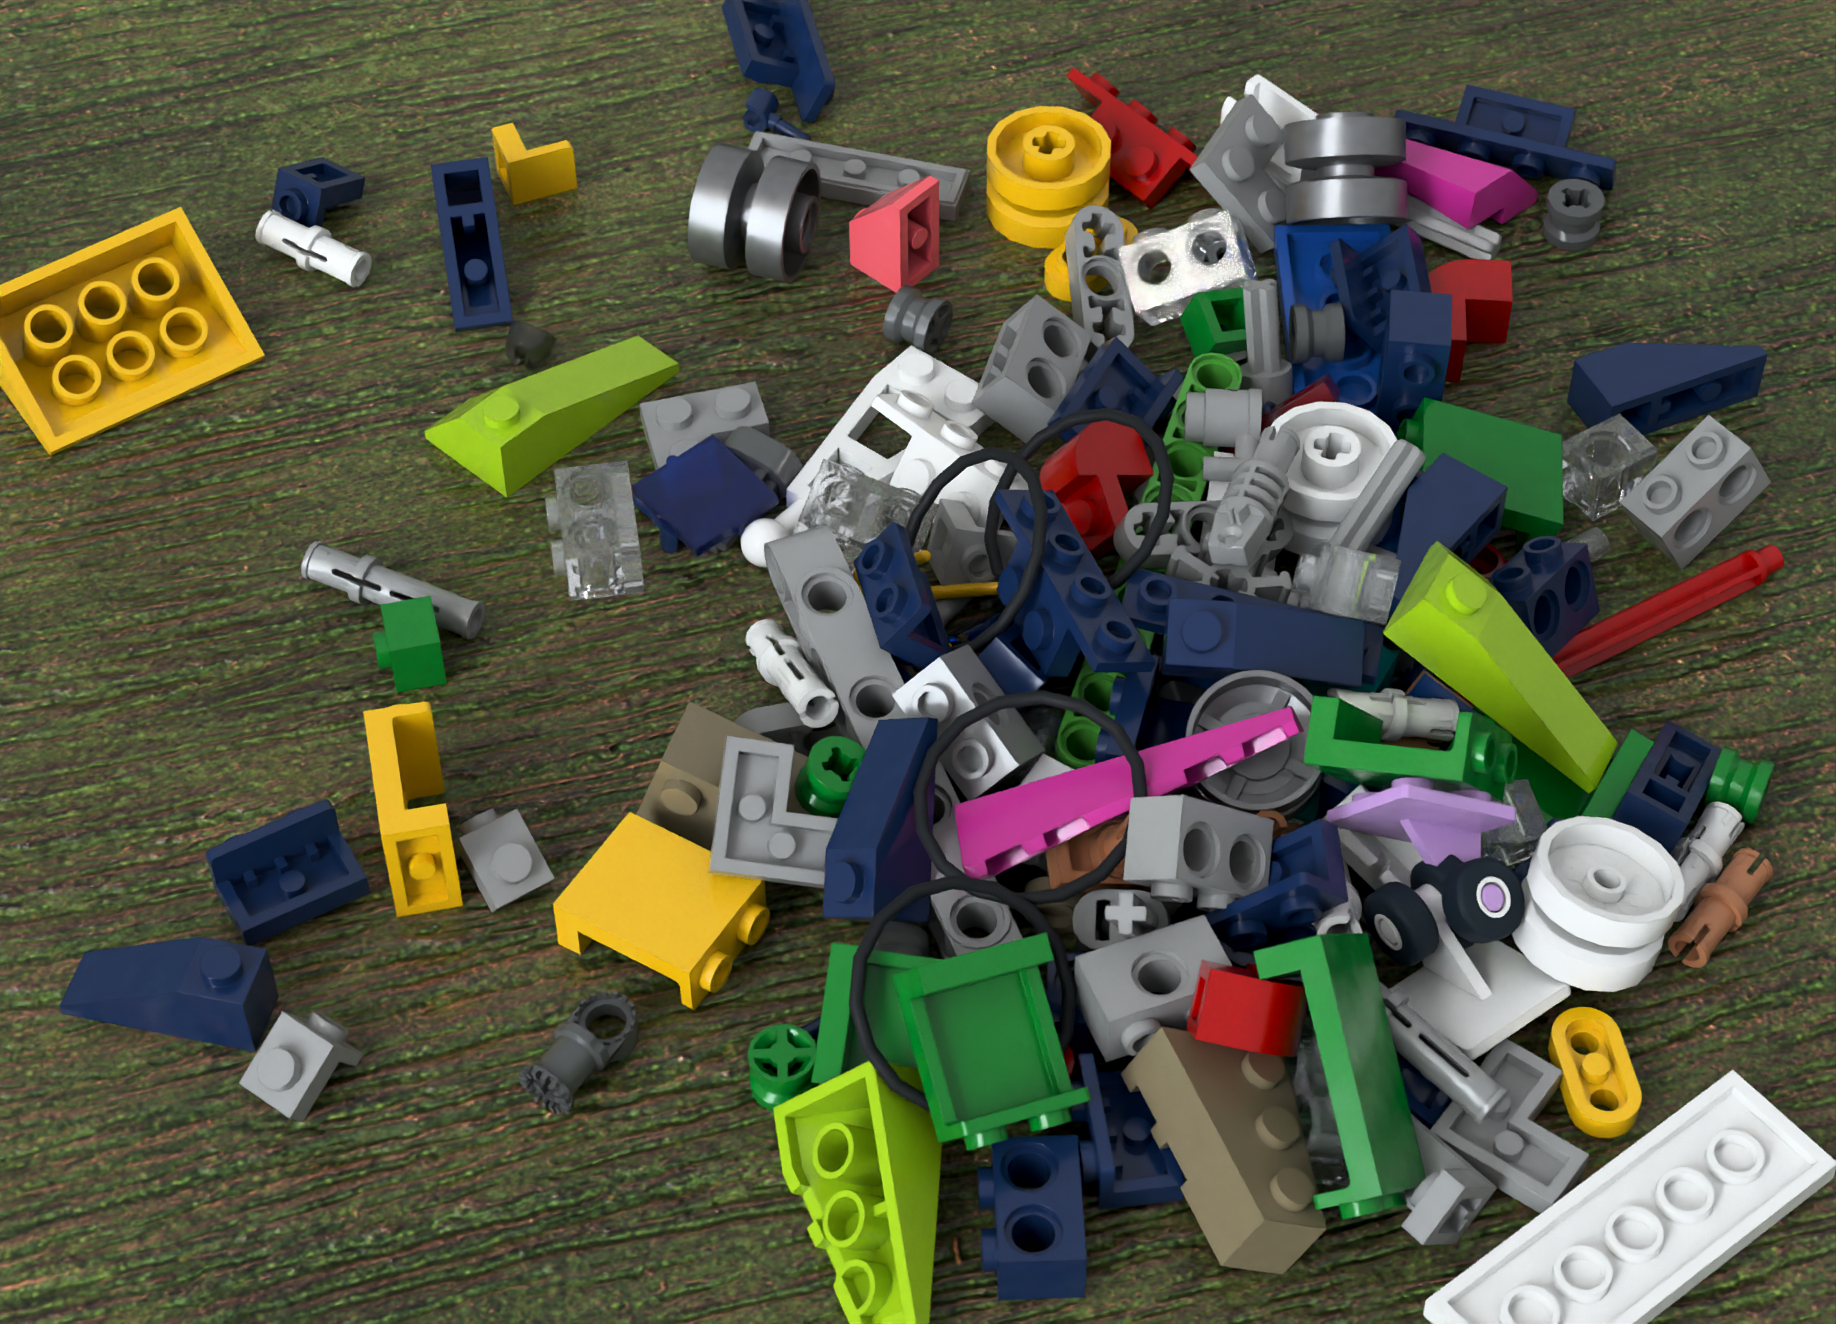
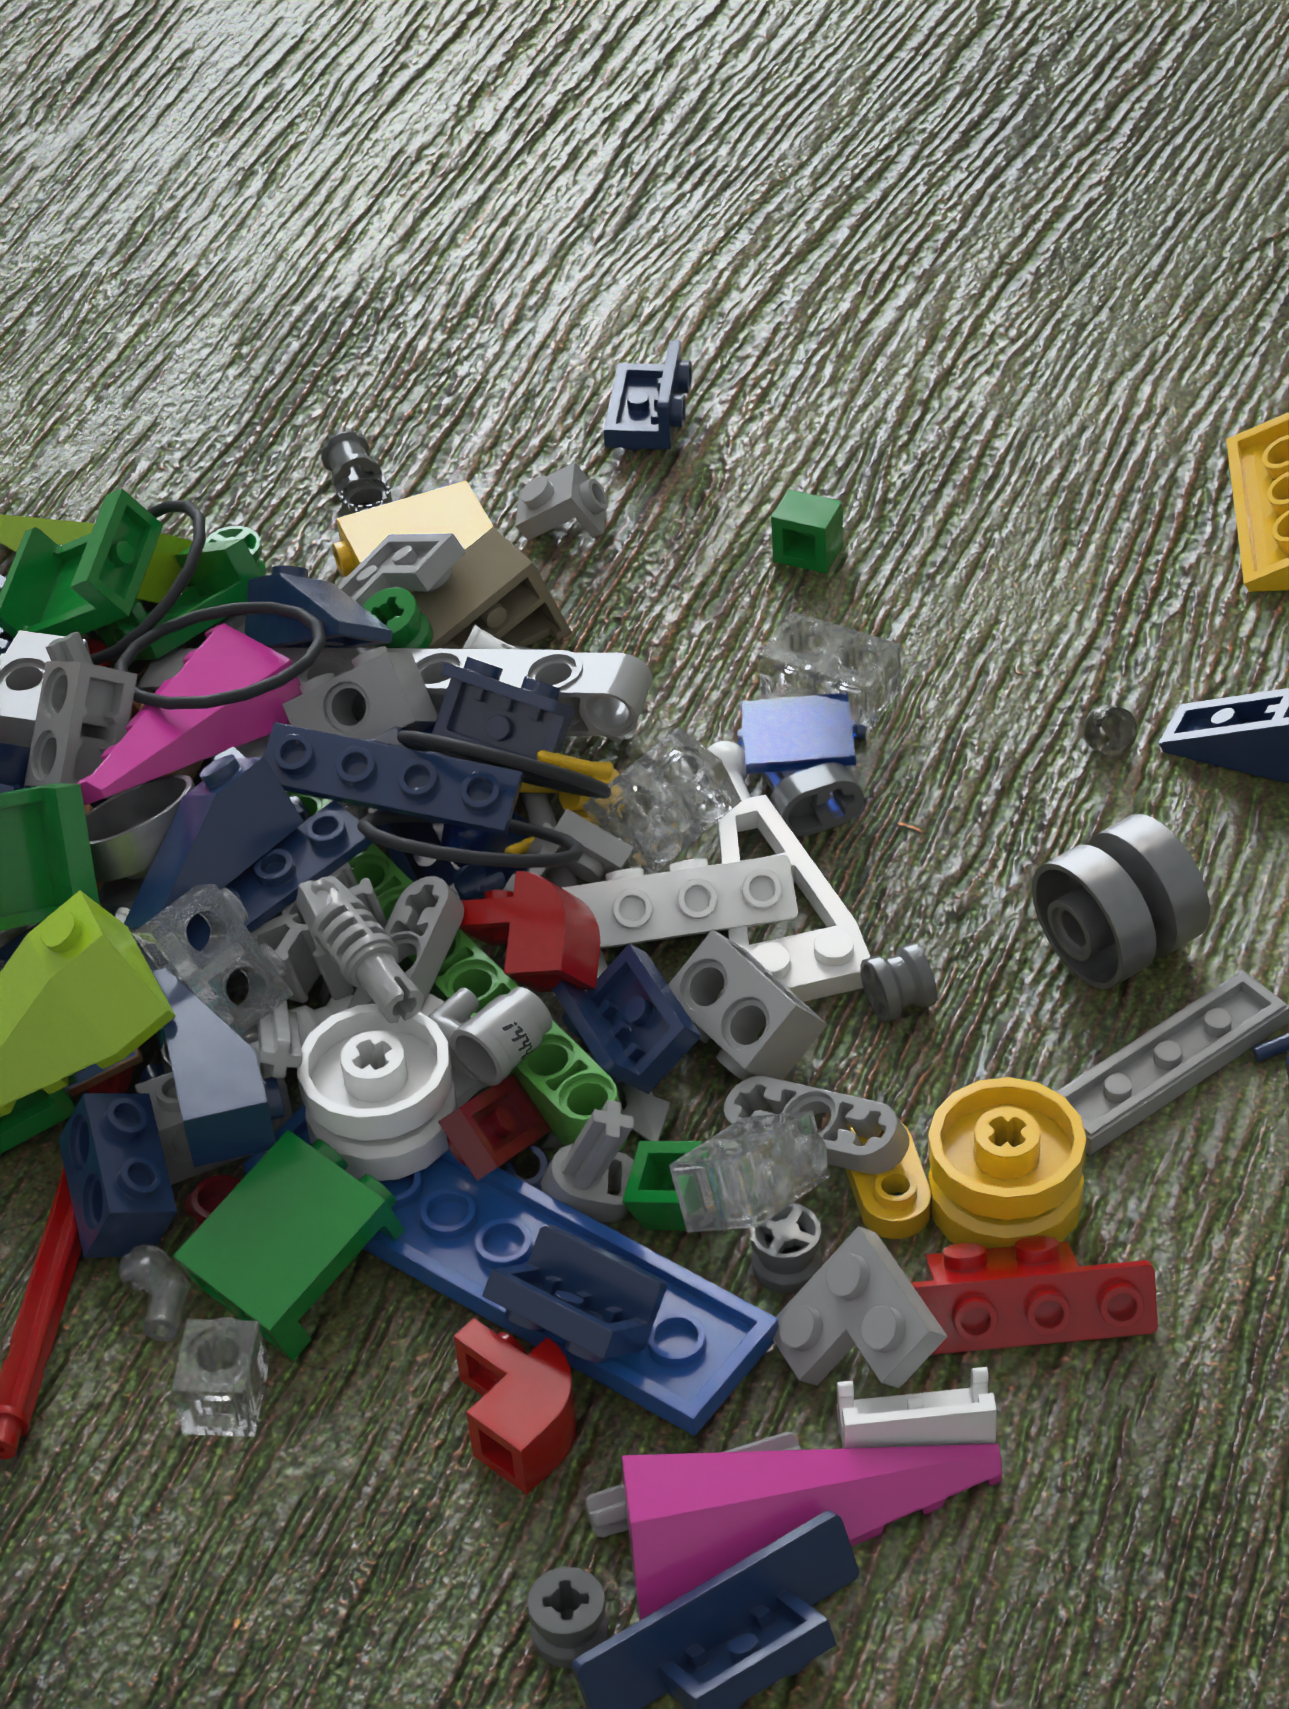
camera: 130 degrees right, 5 degrees down
(178, 989) = (598, 330): dark blue slope -> none
(298, 1062) = (492, 367): light grey bracket -> none
(368, 580) = (903, 538): light grey pin -> none
(417, 839) = (627, 439): yellow panel -> none
(539, 419) = (1017, 707): lime wedge -> none
(685, 420) = (910, 795): light grey plate -> none
(898, 235) = (1017, 1004): coral slope -> none
(1316, 333) = (575, 1204): dark grey wheel -> none
(1345, 154) = (755, 1363): flat silver wheel -> none
(1413, 353) = (435, 1221): dark blue brick -> none
(1663, 382) = (270, 1499): dark blue slope -> none
(1695, 491) = (94, 1376): light grey brick -> none

